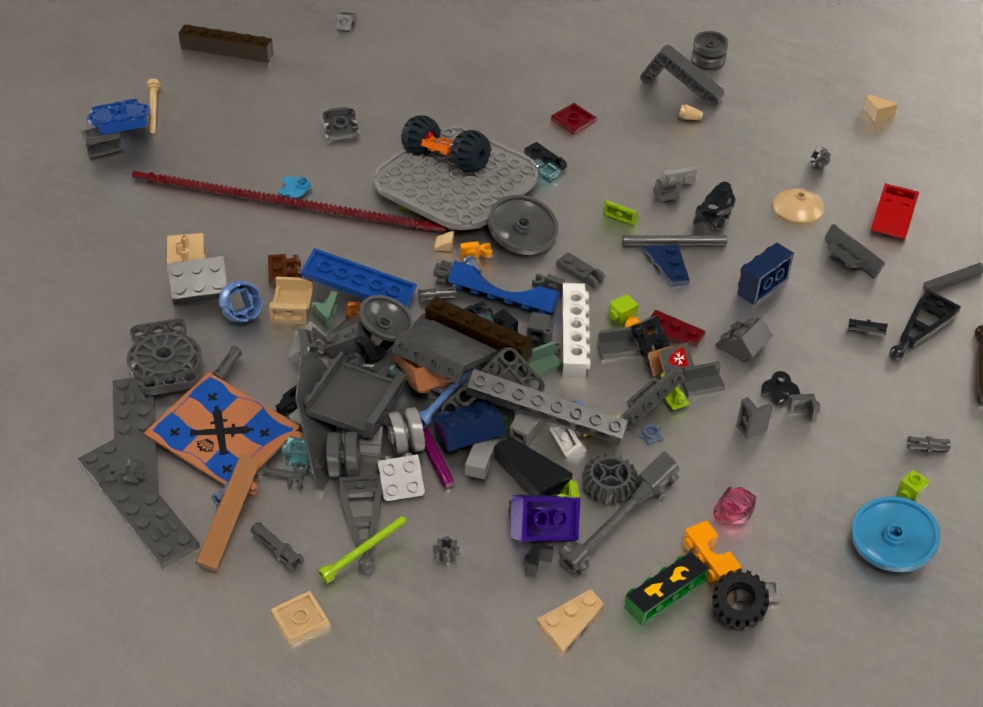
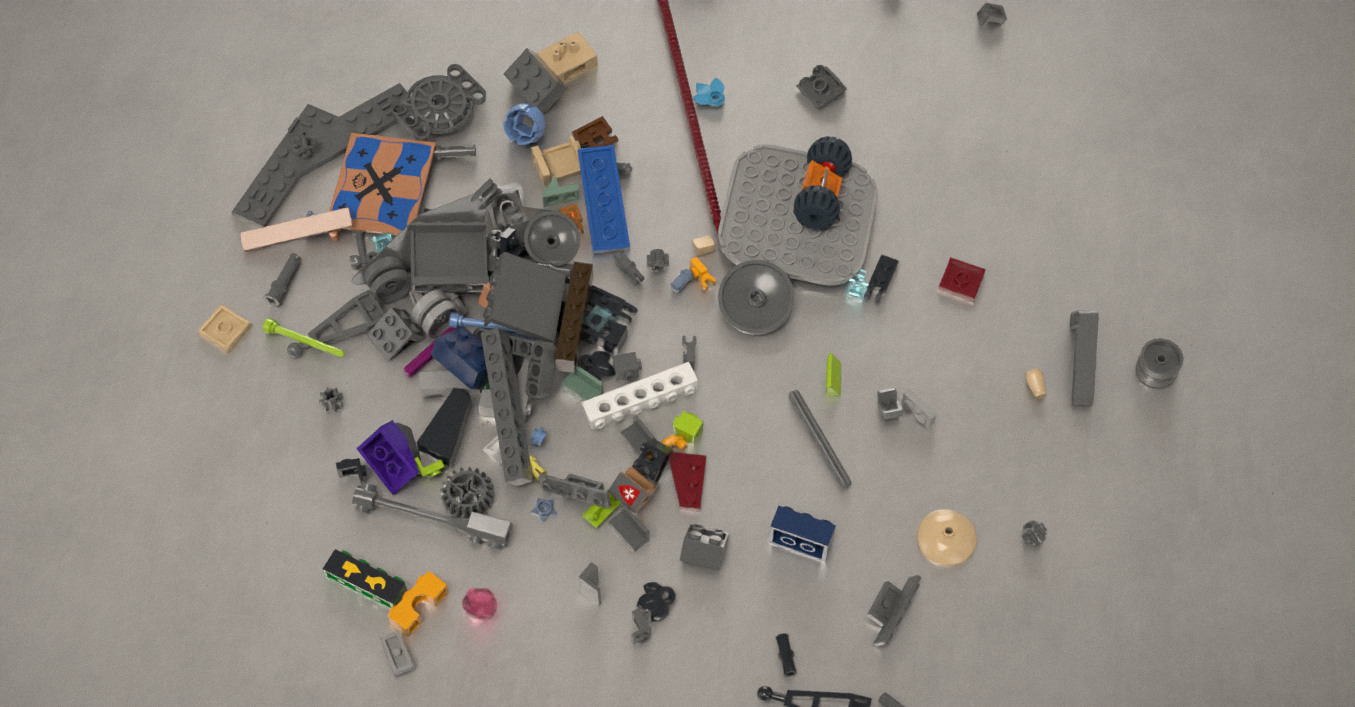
camera: 65 degrees right, 15 degrees up
(469, 276) = (658, 283): blue arch -> none
(547, 337) = (611, 381): dark grey arm -> none
(570, 619) = (304, 519): tan wing -> none
(580, 269) = (730, 370): dark grey hinge -> none
(670, 262) = (784, 445): dark blue wing -> none
(724, 199) = (894, 458): black piece -> none
(743, 581) = (356, 633): black tyre -> none
(879, 108) = (1167, 571): tan slope -> none
(894, 211) = (981, 633): red slope -> none

